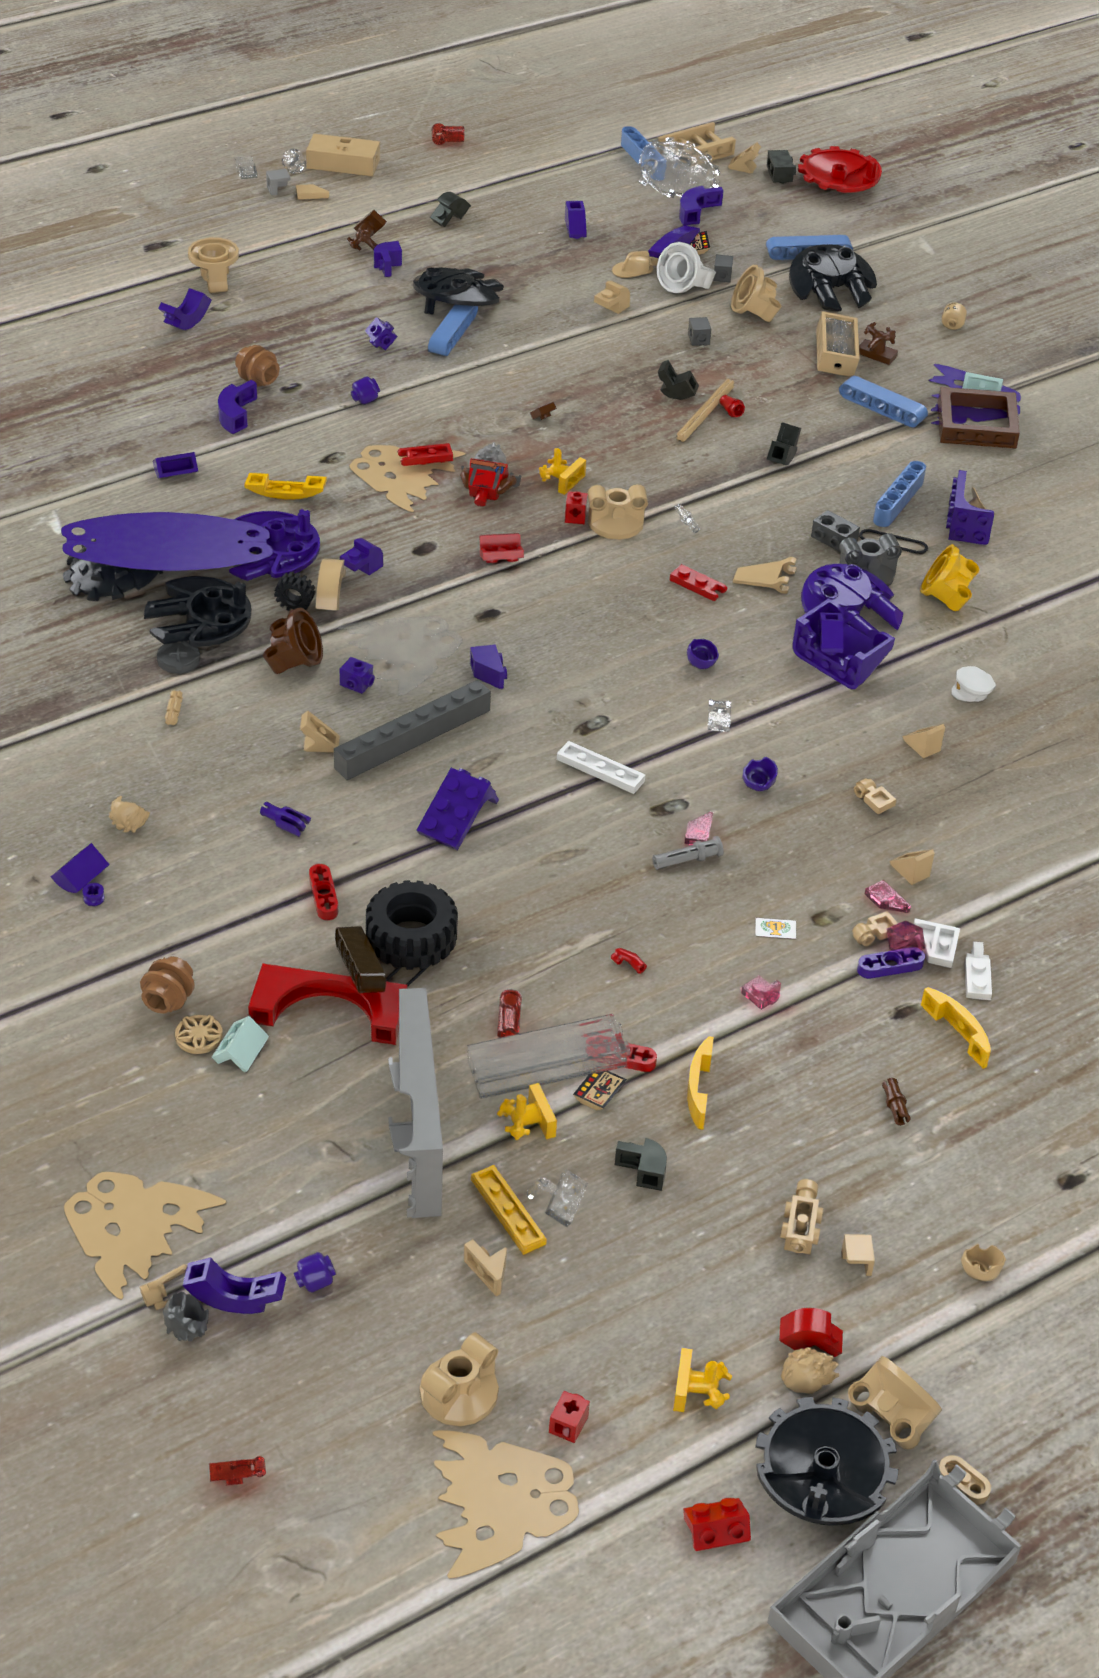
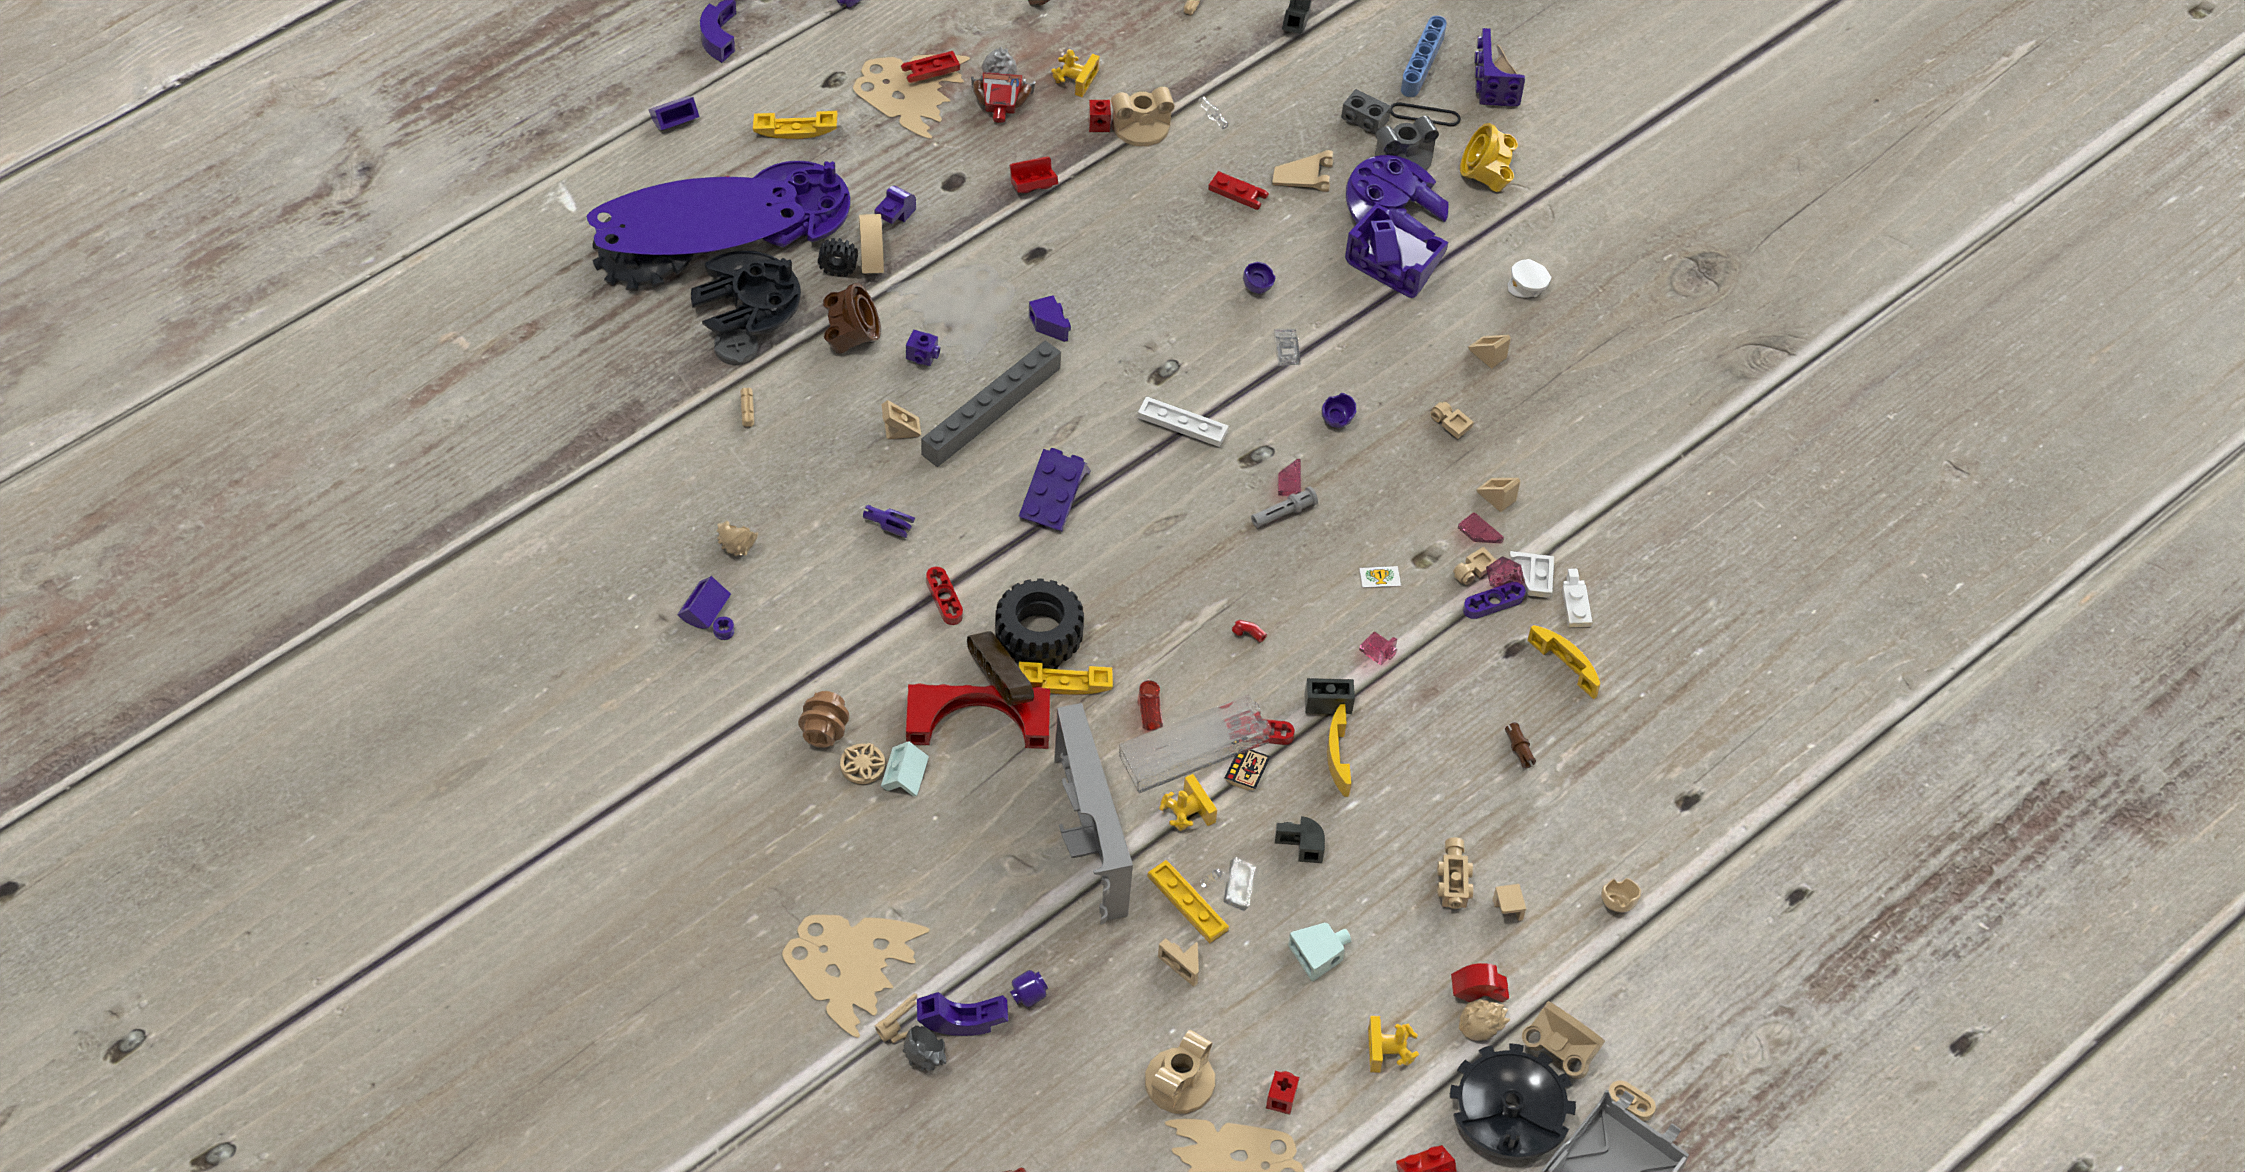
camera: 10 degrees left, 10 degrees up
(437, 986) = (1069, 681): none -> yellow slope
(639, 1273) = (1318, 948): none -> light aqua torso
(695, 1025) = (1326, 695): none -> pearl dark grey brick

